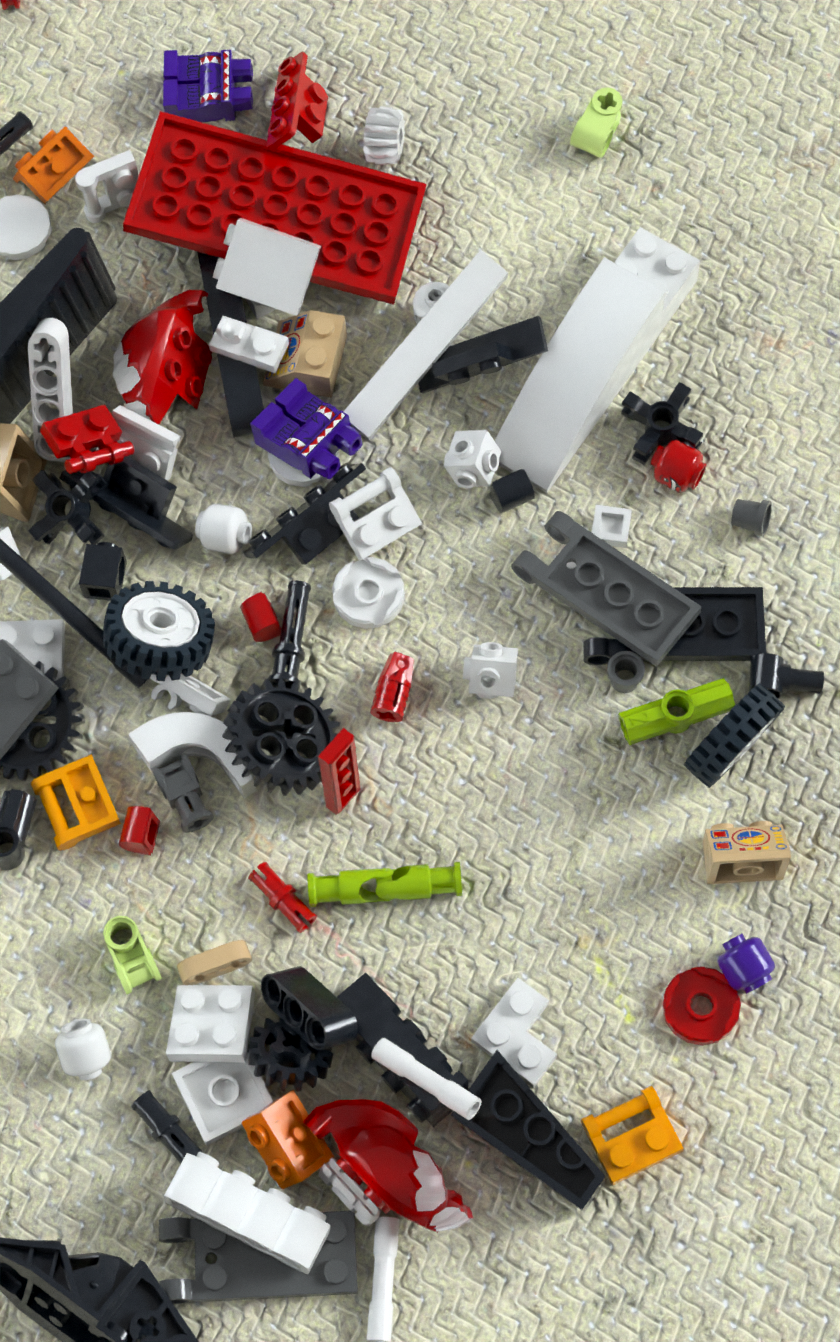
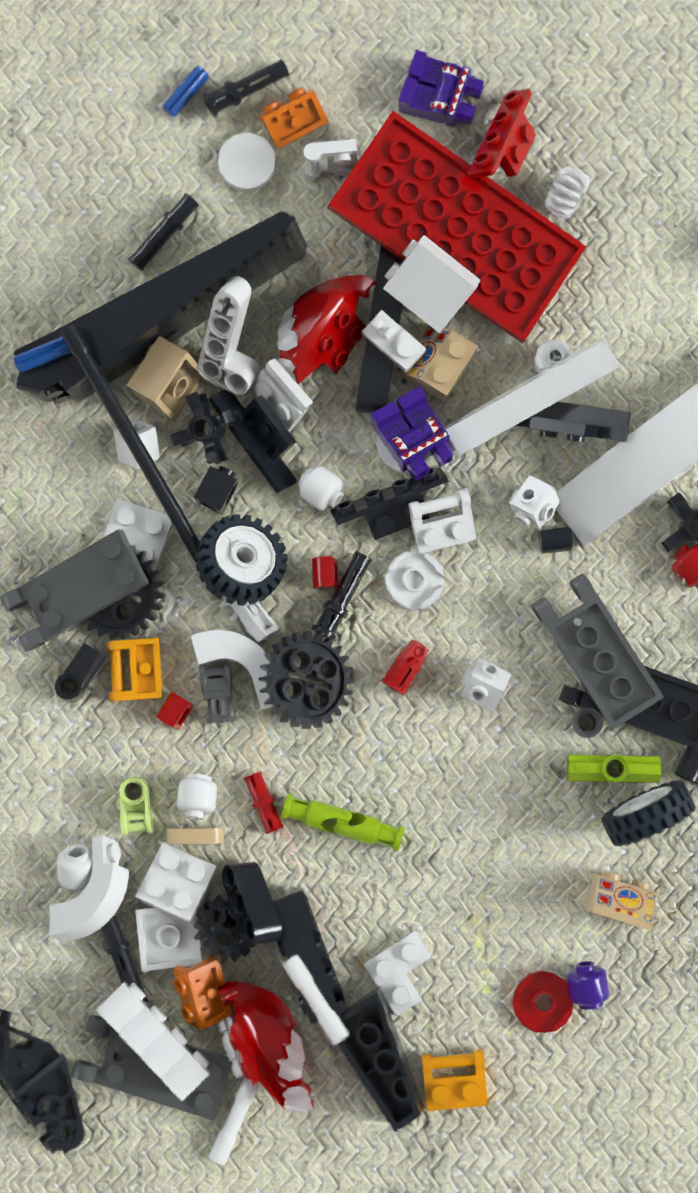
camera: 20 degrees right, 15 degrees up
(83, 431) = (235, 374): red plate -> none
(121, 1077) = (98, 900): none -> white arch
(200, 915) = (196, 796): none -> white head
(339, 771) = (337, 735): red tile -> none
(612, 525) = (621, 596): white plate -> none

